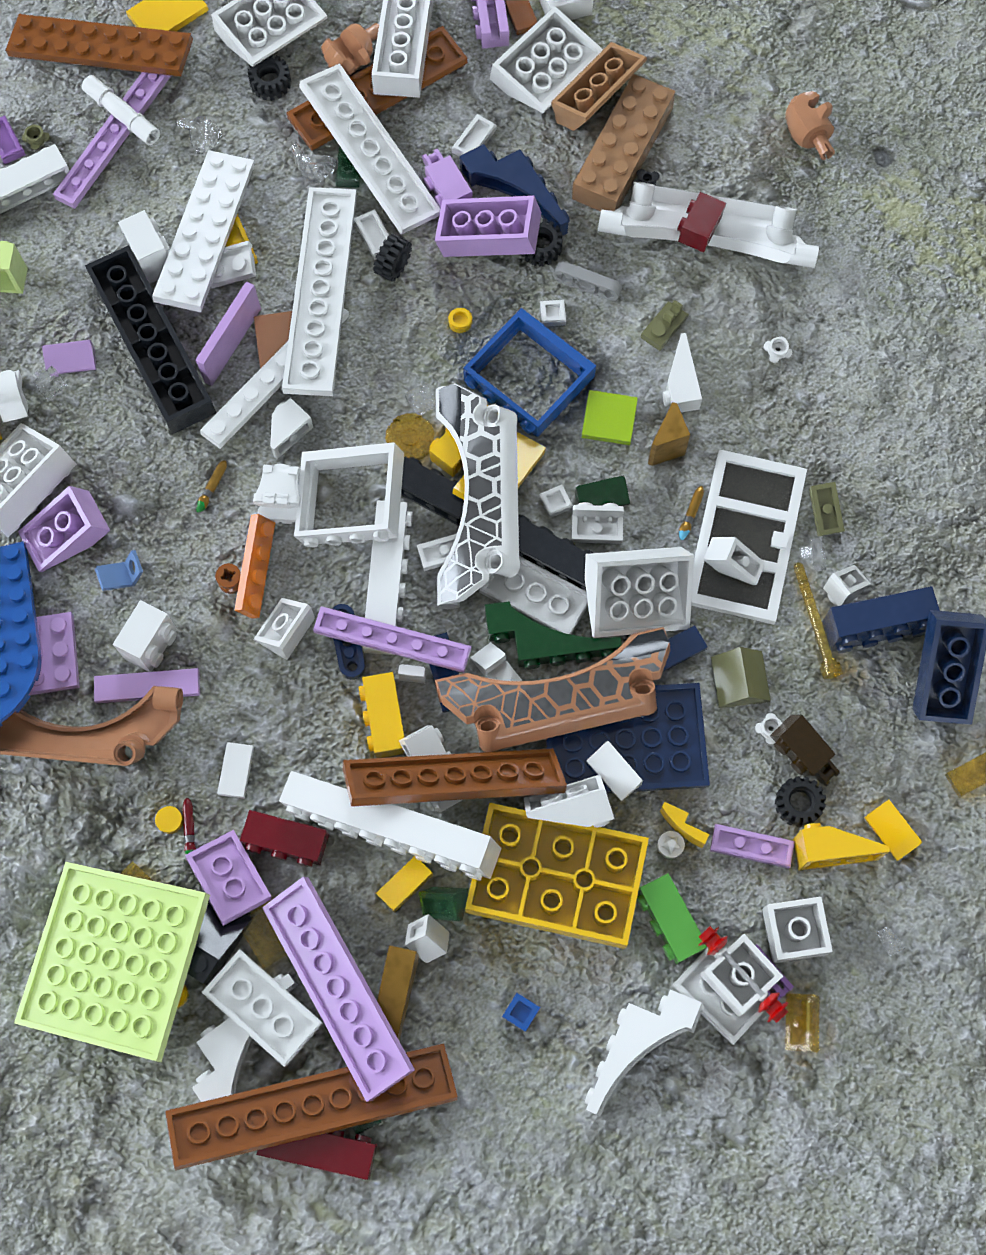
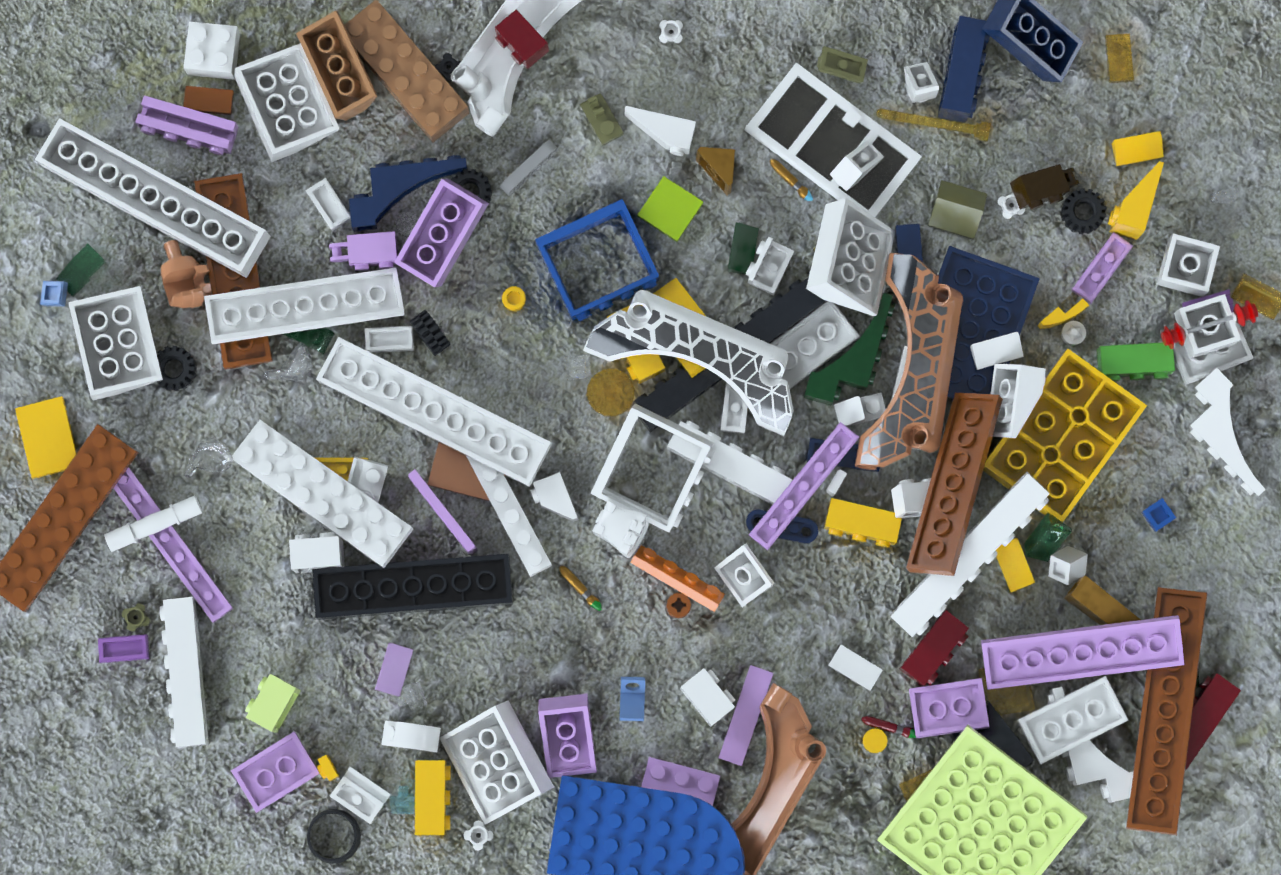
camera: 70 degrees left, 10 degrees up
(553, 313) = (544, 212): white tile -> none
(555, 501) = (728, 291): white tile -> none
(814, 554) = (878, 93): clear tile -> none

